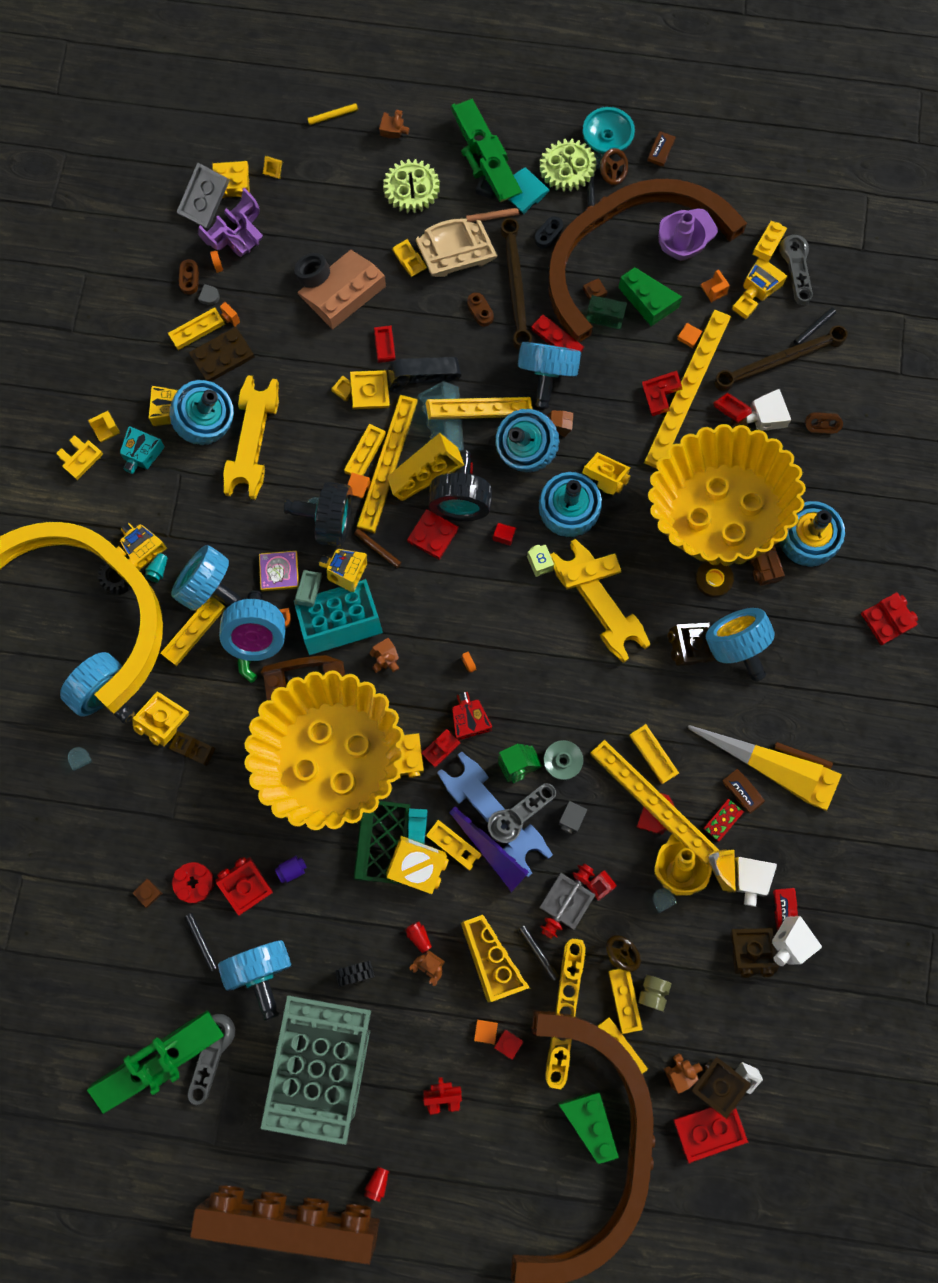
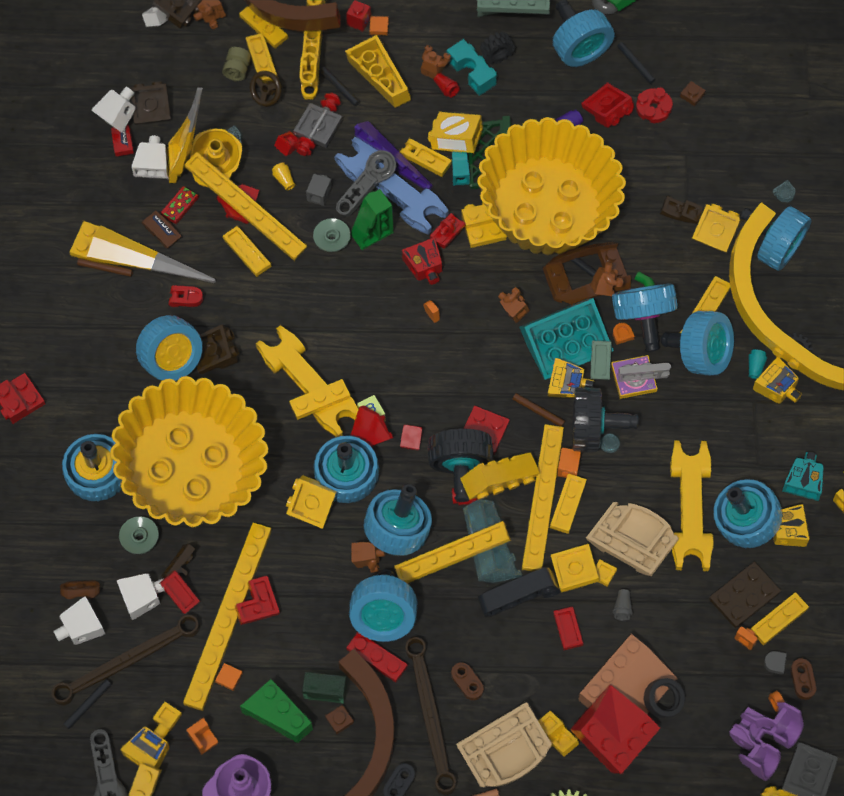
camera: 175 degrees right, 10 degrees down
(266, 565) = (643, 372): none -> light grey hinge
(288, 657) = (605, 280): none -> dark orange piece
(309, 410) = (634, 536): none -> tan slope
(332, 354) = (623, 608): none -> dark grey cone
(359, 243) = (614, 730): none -> red slope
(376, 941) = (464, 56): none -> teal arch
(543, 537) = (370, 427): none -> red slope
(610, 842) = (283, 176): none -> yellow cone
(713, 706) = (192, 296): none -> red plate
(823, 391) = (79, 623): none -> white torso

